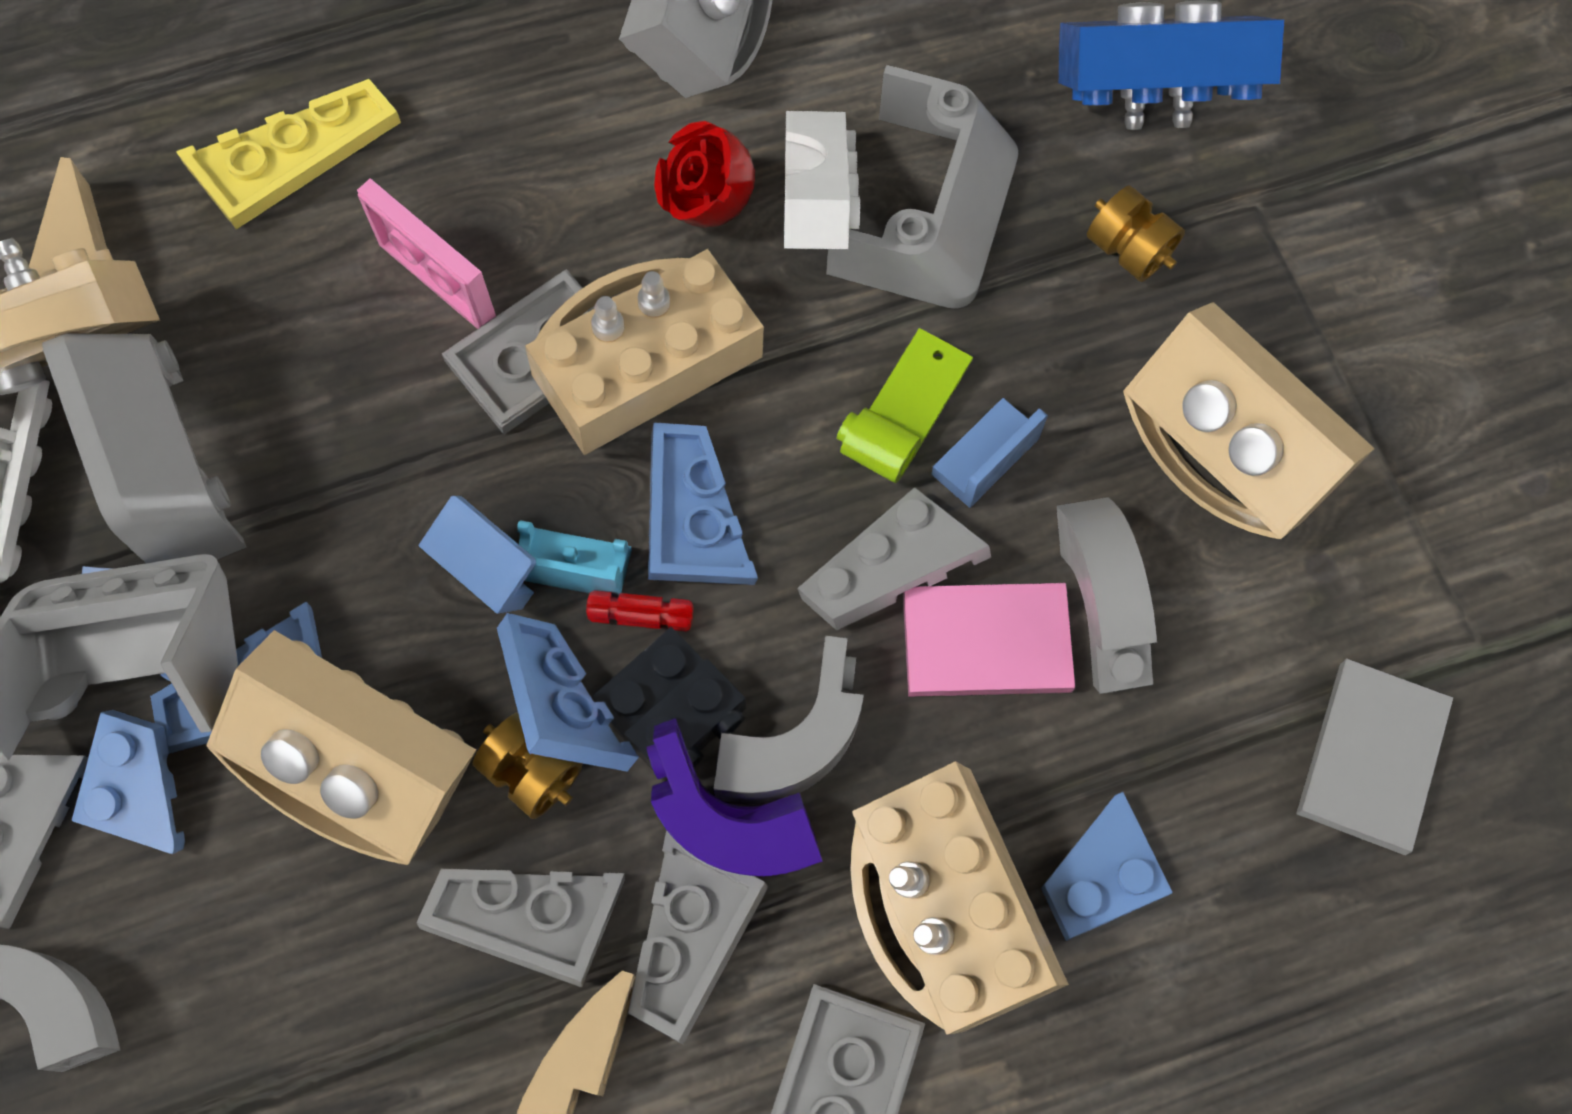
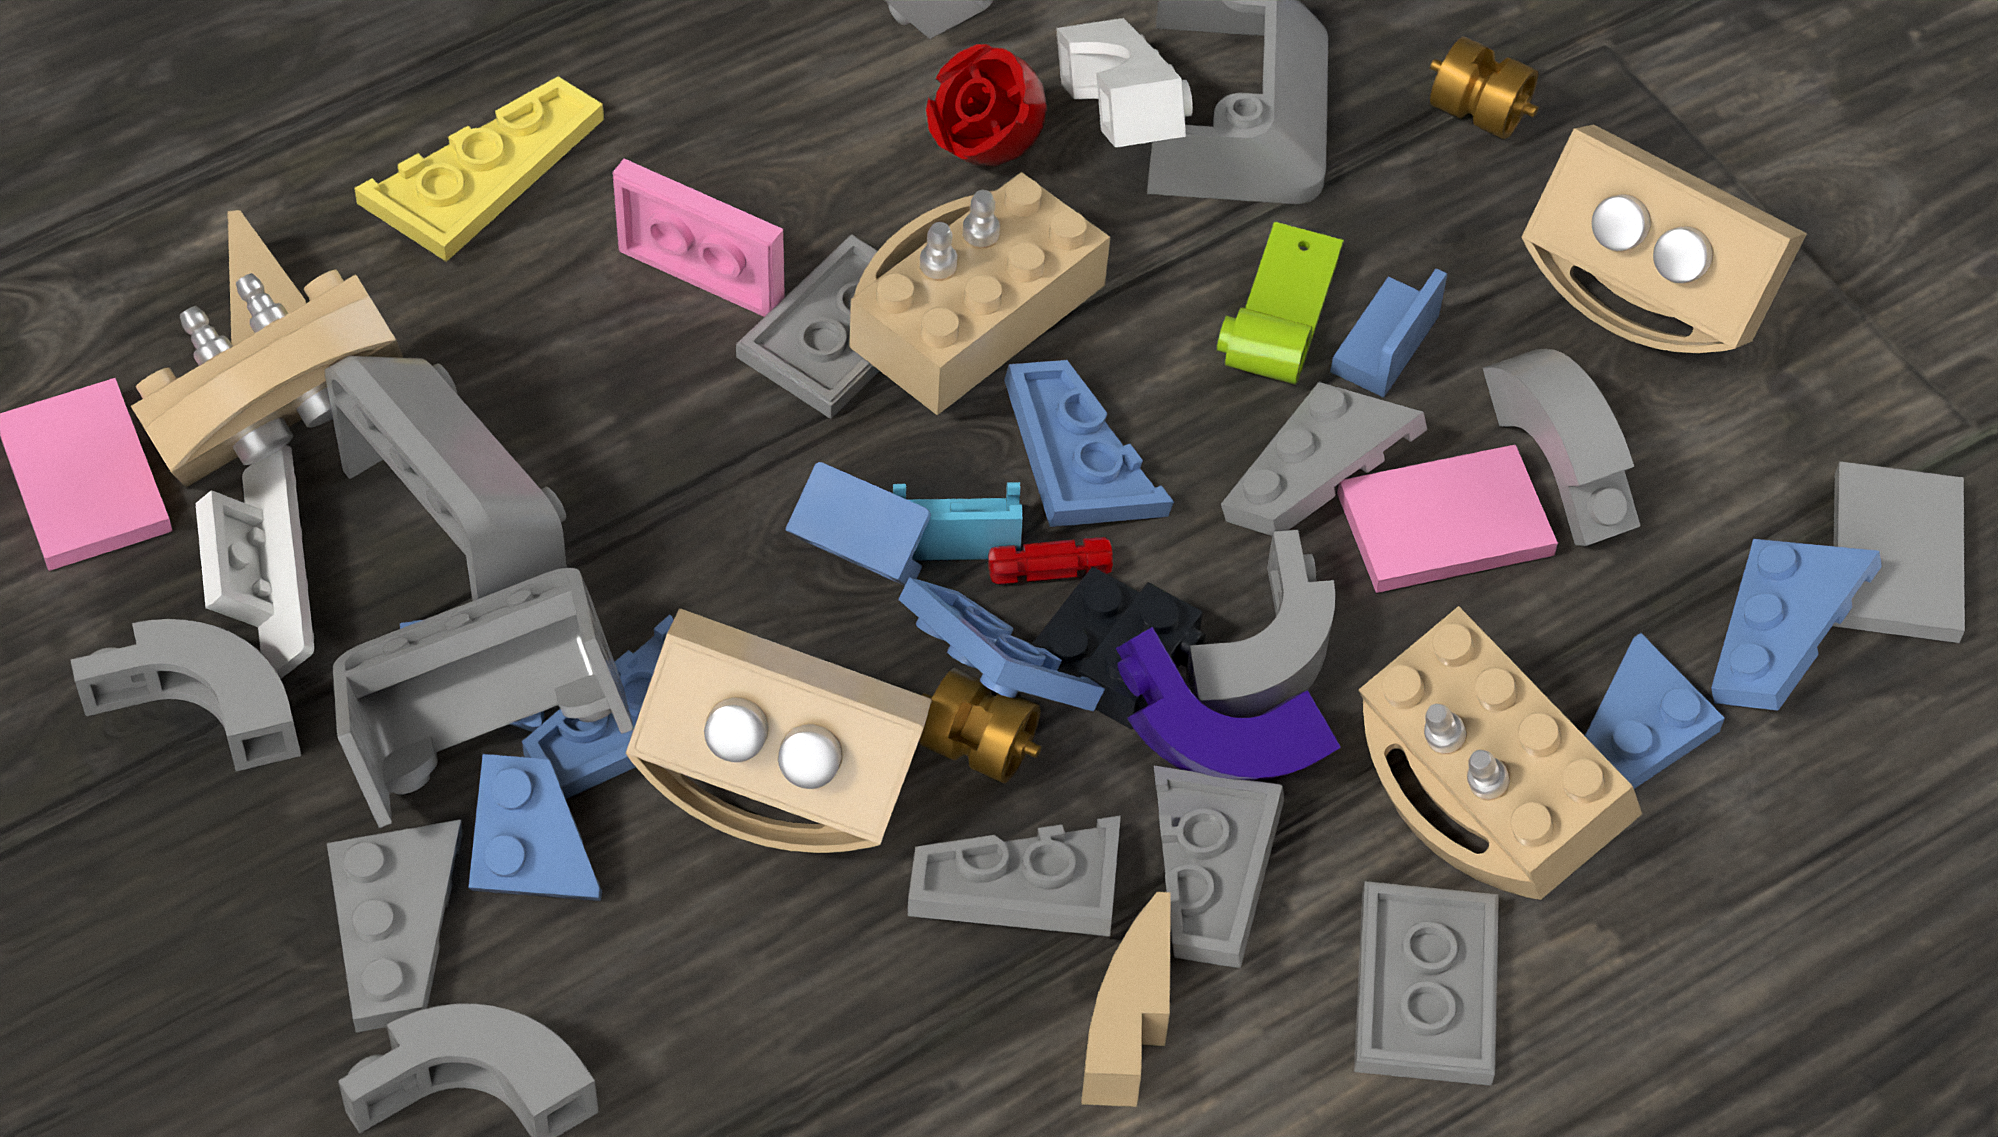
camera: 15 degrees left, 15 degrees down
(1253, 803) = (1781, 616): none -> medium blue wing

